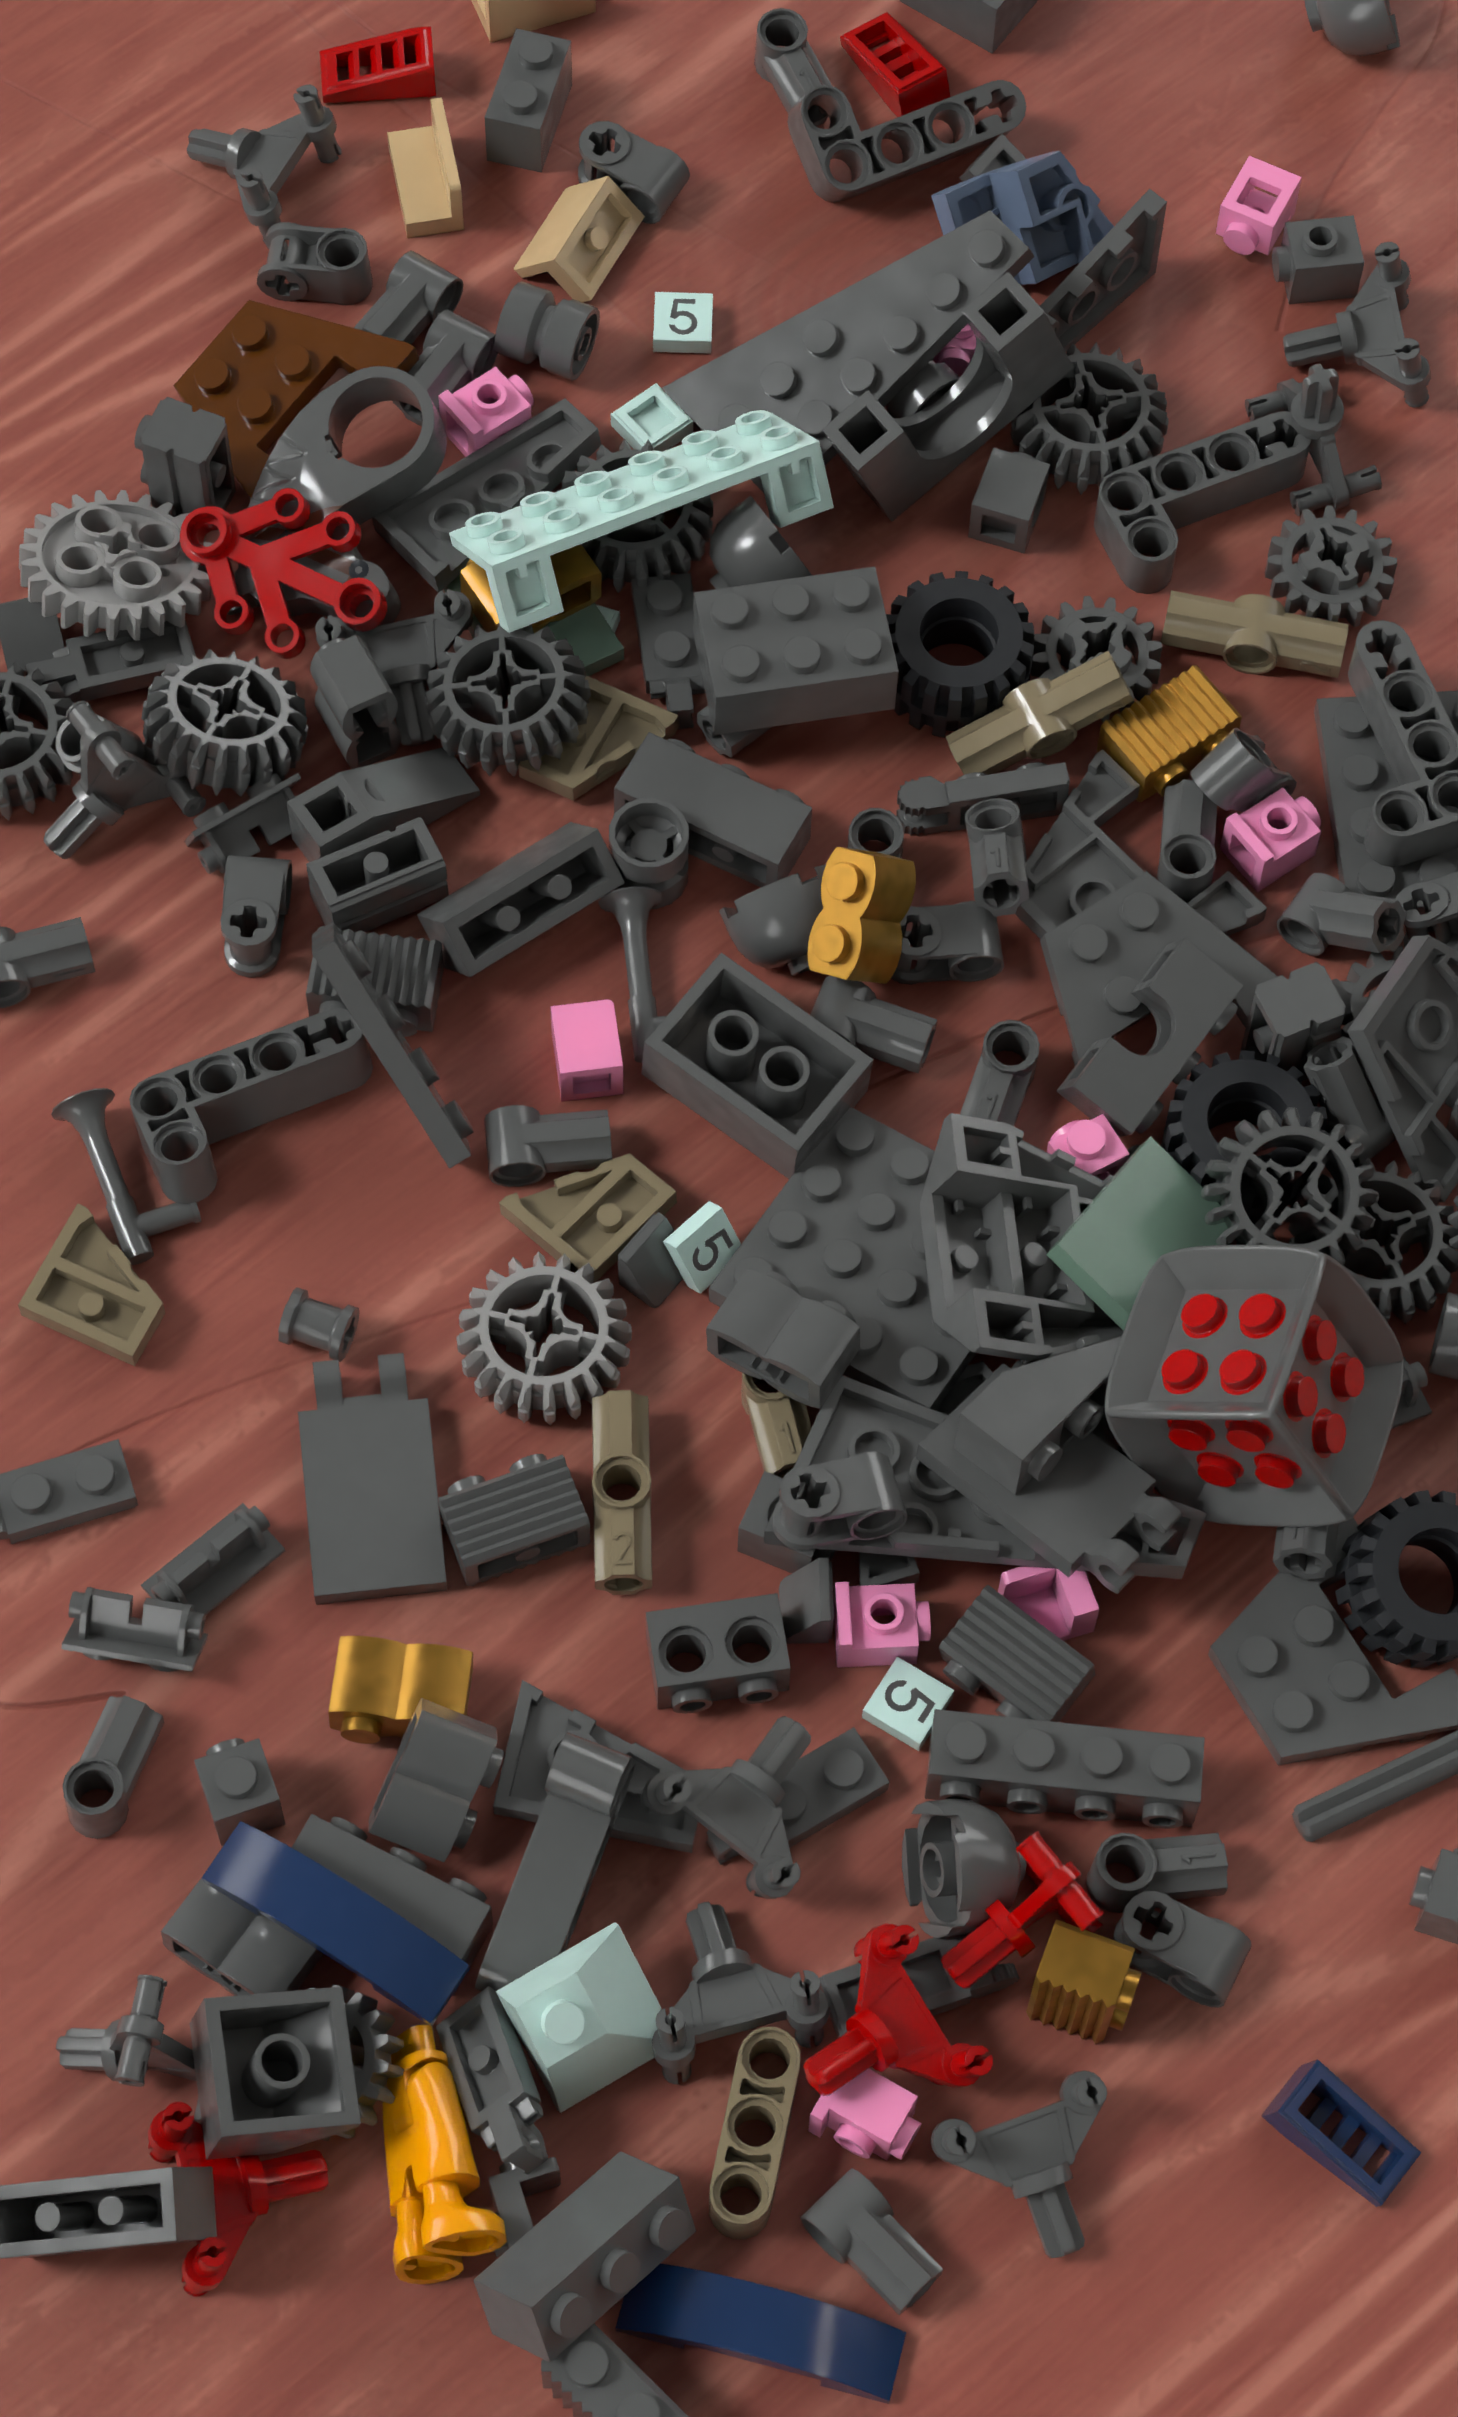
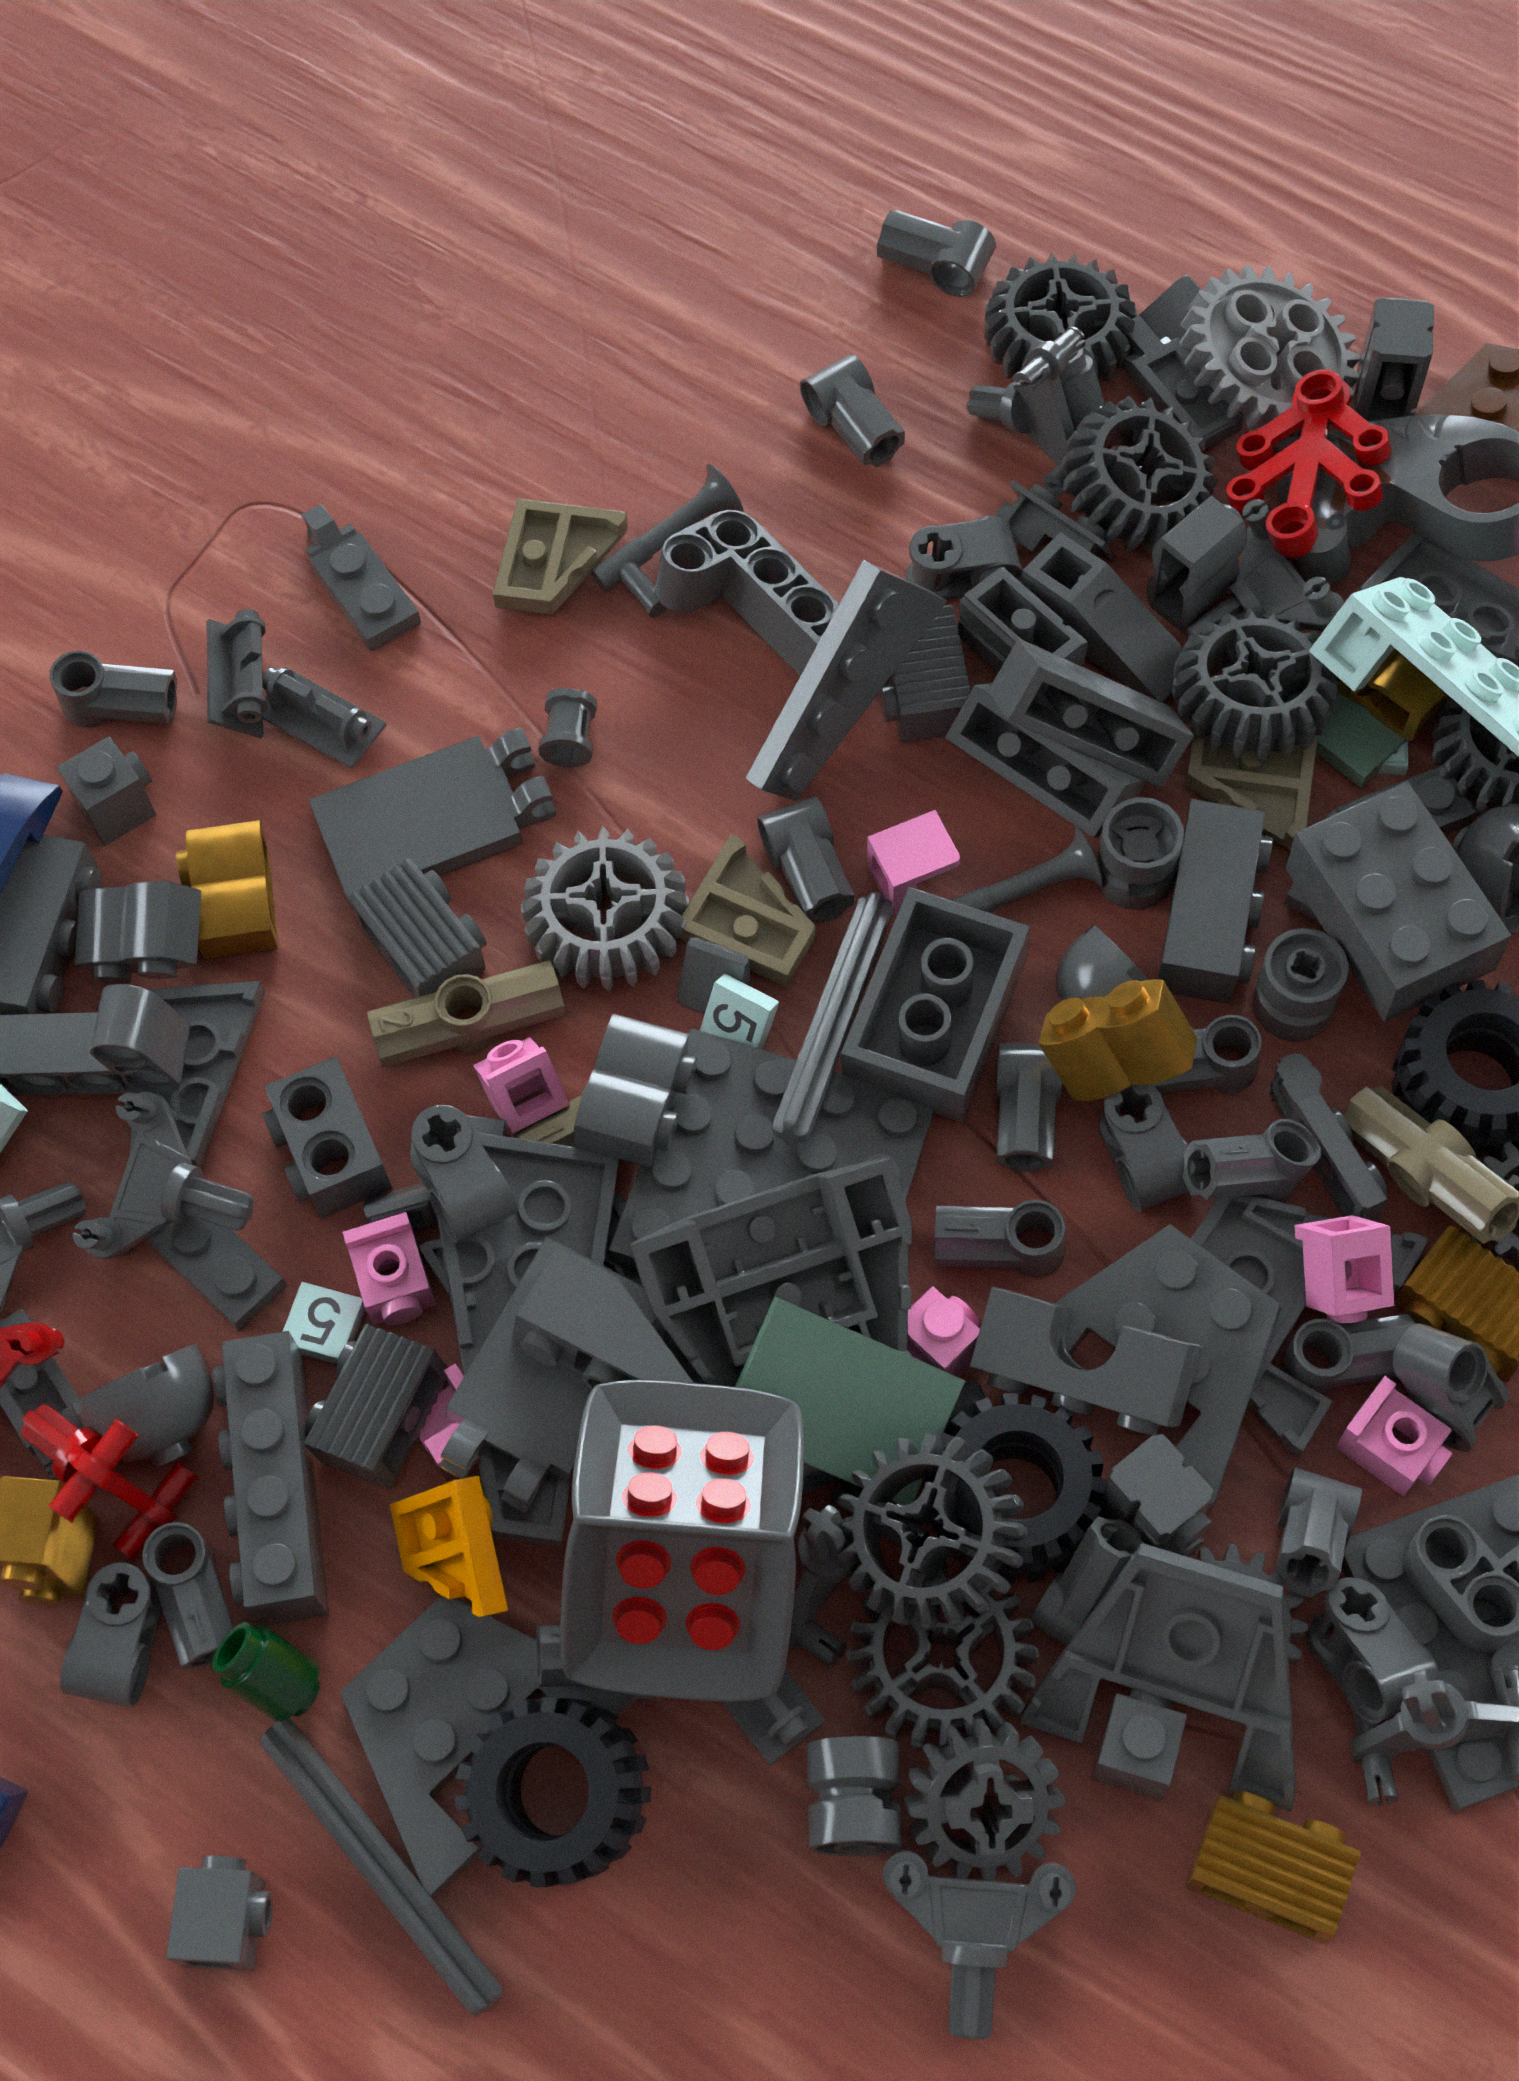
camera: 80 degrees right, 0 degrees up
(503, 838) = (1089, 713): none -> dark grey brick
(707, 1456) = (515, 1072): none -> bright pink brick
(741, 1157) = (832, 1020): none -> dark grey axle
(829, 764) = (1300, 984): none -> dark grey wheel
(1120, 811) = (1347, 1267): none -> bright pink brick
(1179, 1611) = (450, 1543): none -> light orange wing
(1255, 1807) = (267, 1671): none -> dark green brick

